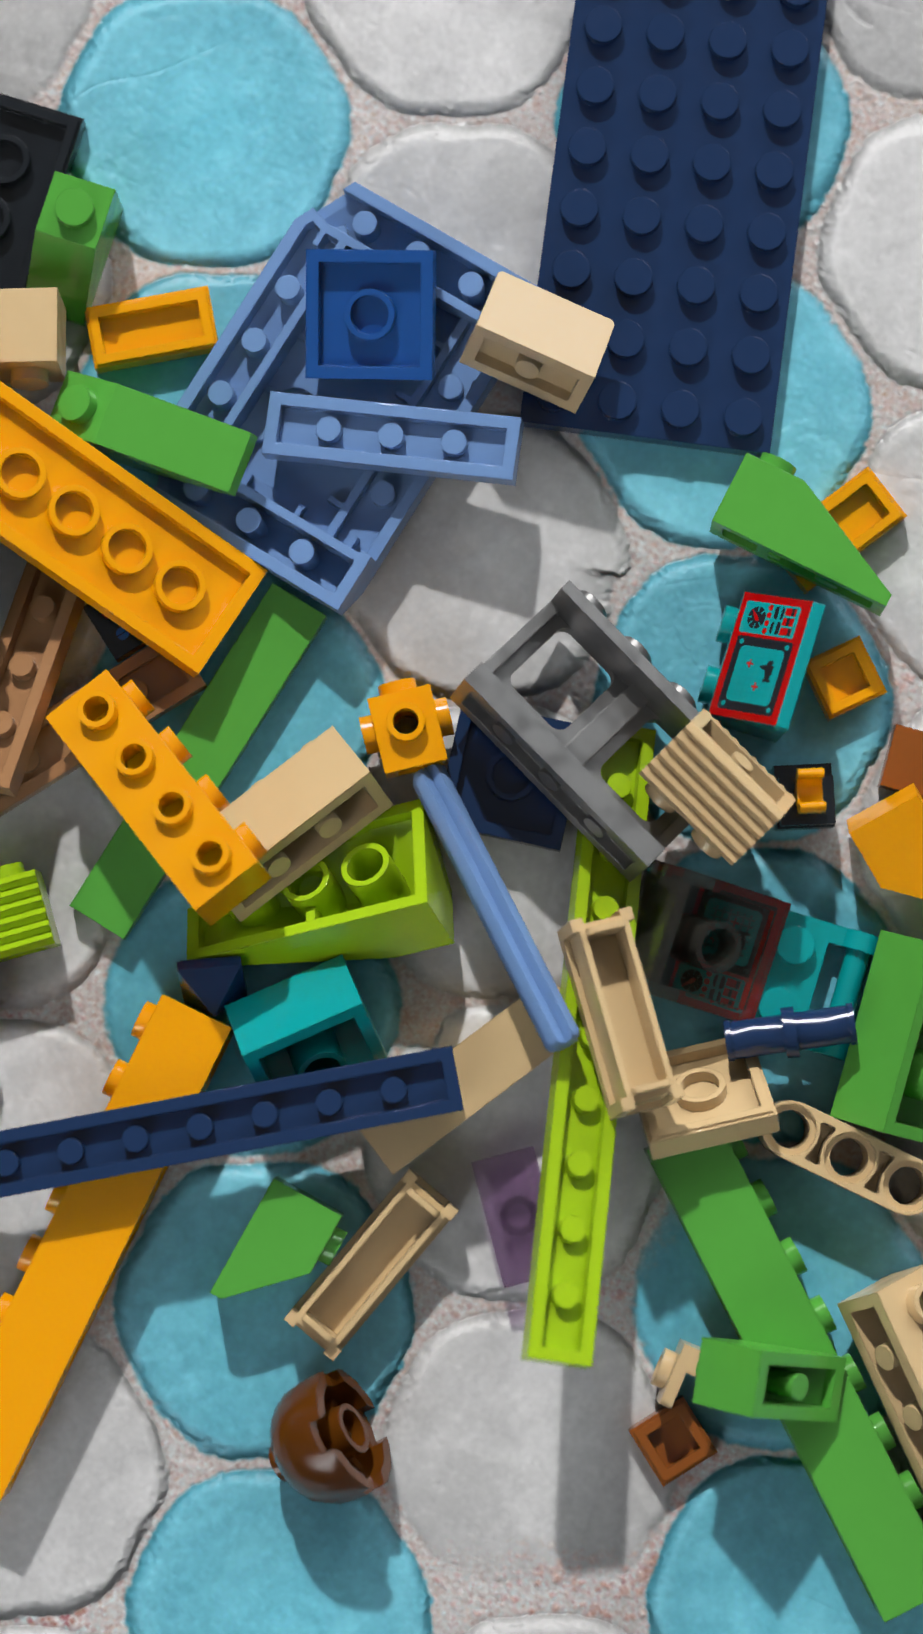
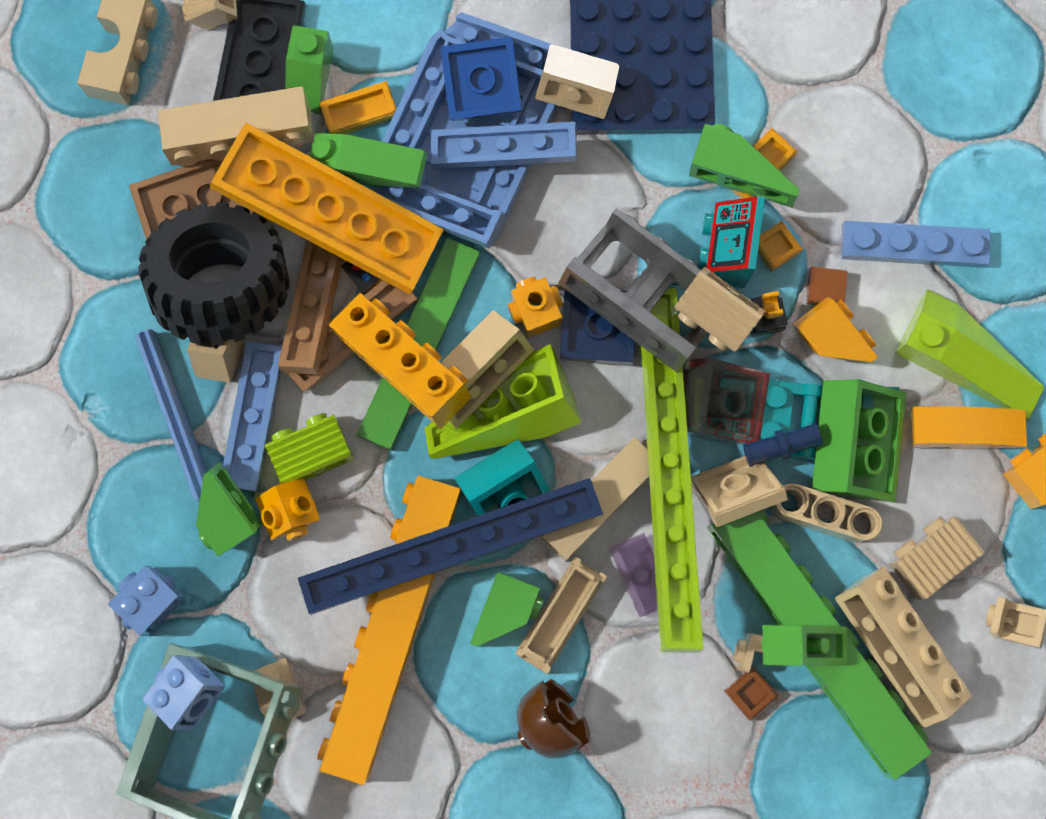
camera: 10 degrees left, 5 degrees down
(212, 983) = (444, 465): dark blue slope -> none
(495, 908) = (603, 397): medium blue axle -> none
(618, 1015) = (684, 445): tan container -> none

